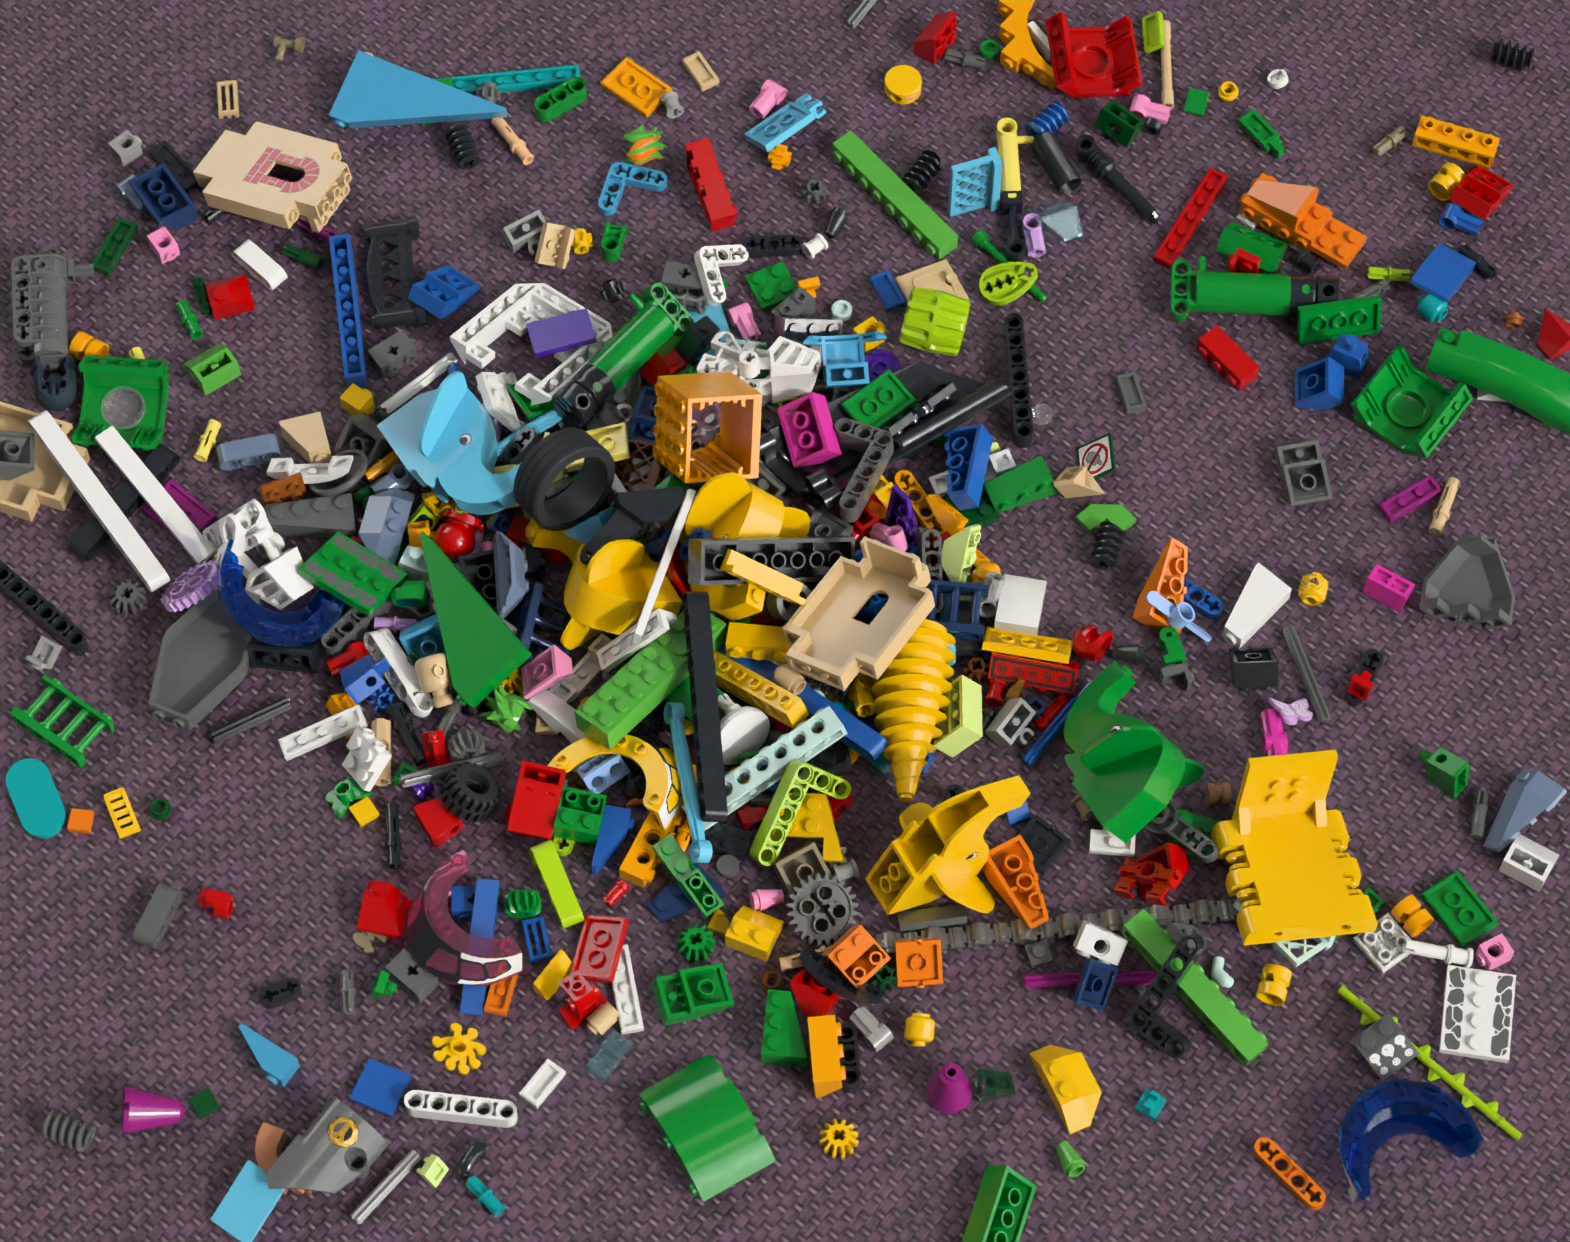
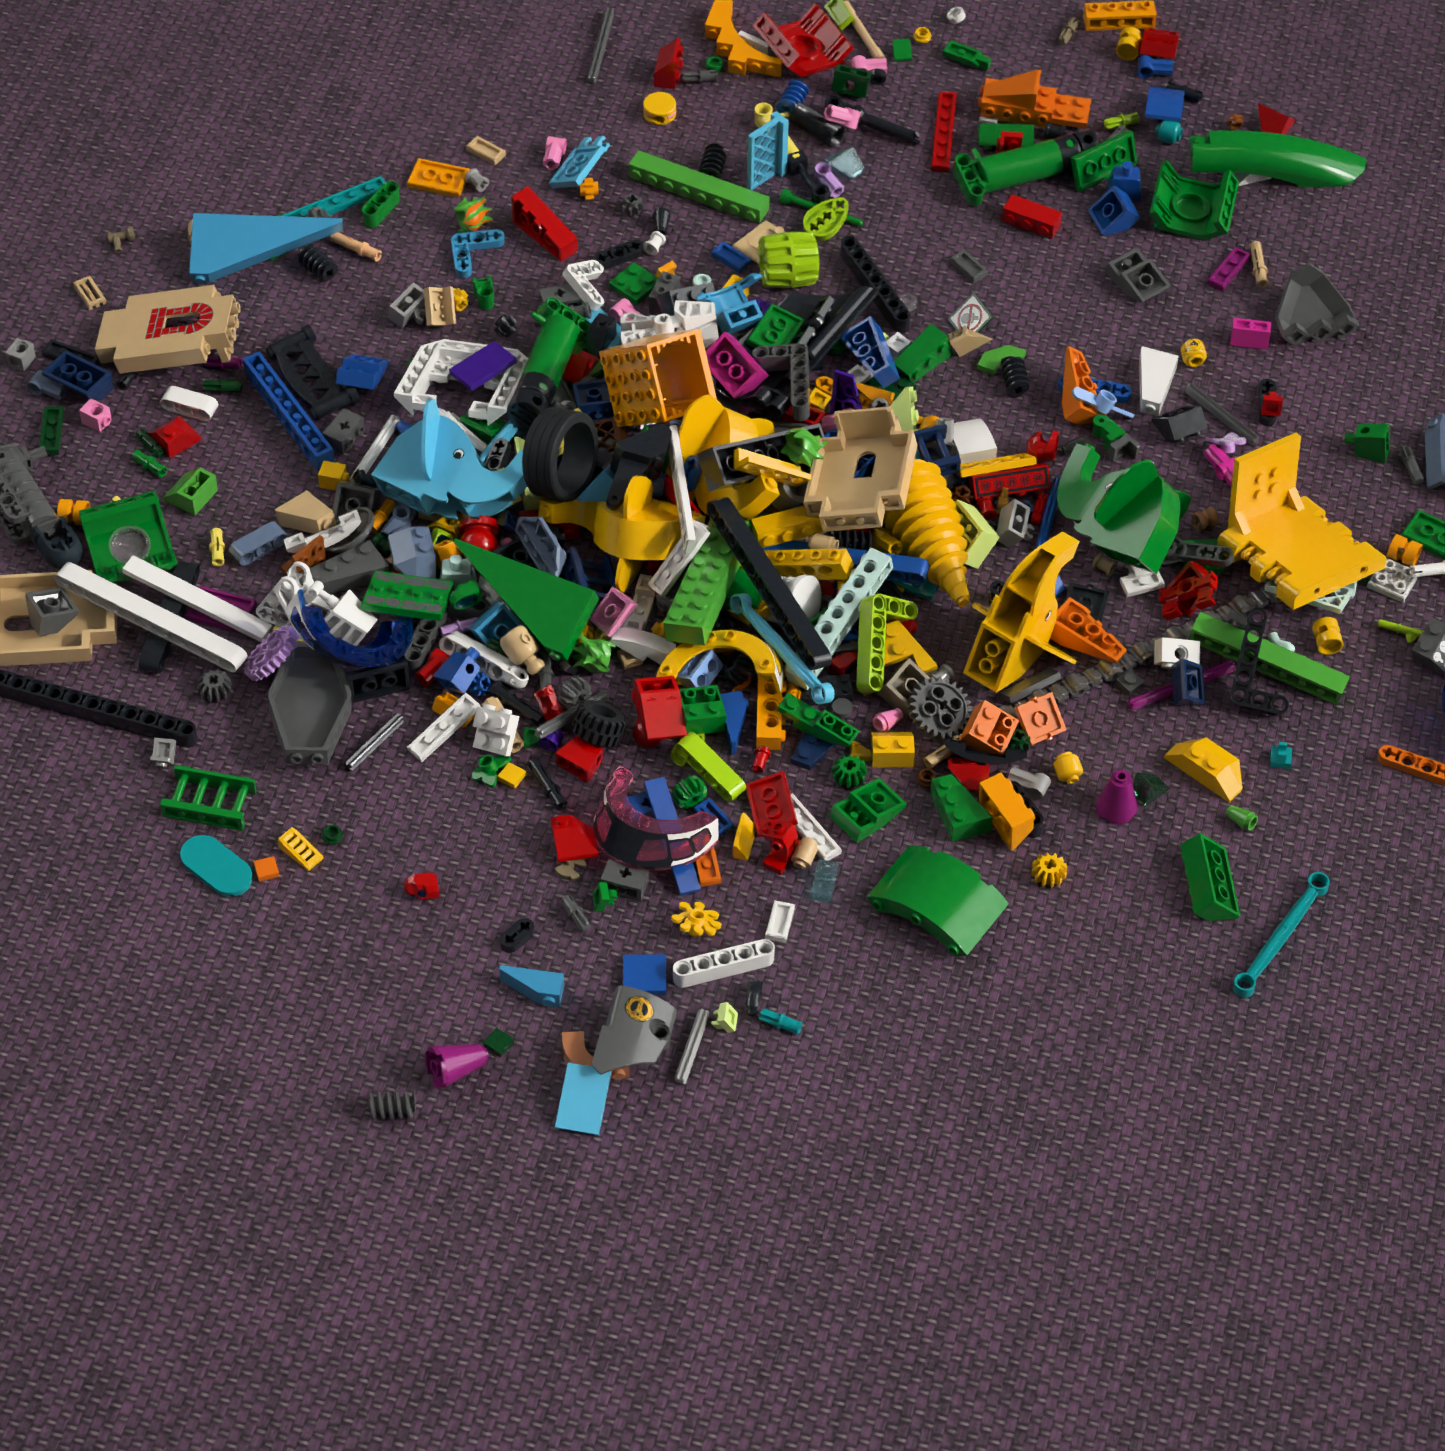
camera: 25 degrees left, 10 degrees down
(157, 916) = (377, 914): dark grey beam -> none
(812, 564) = (802, 446): none -> bright green hair
(1087, 168) = (844, 116): none -> bright pink piece

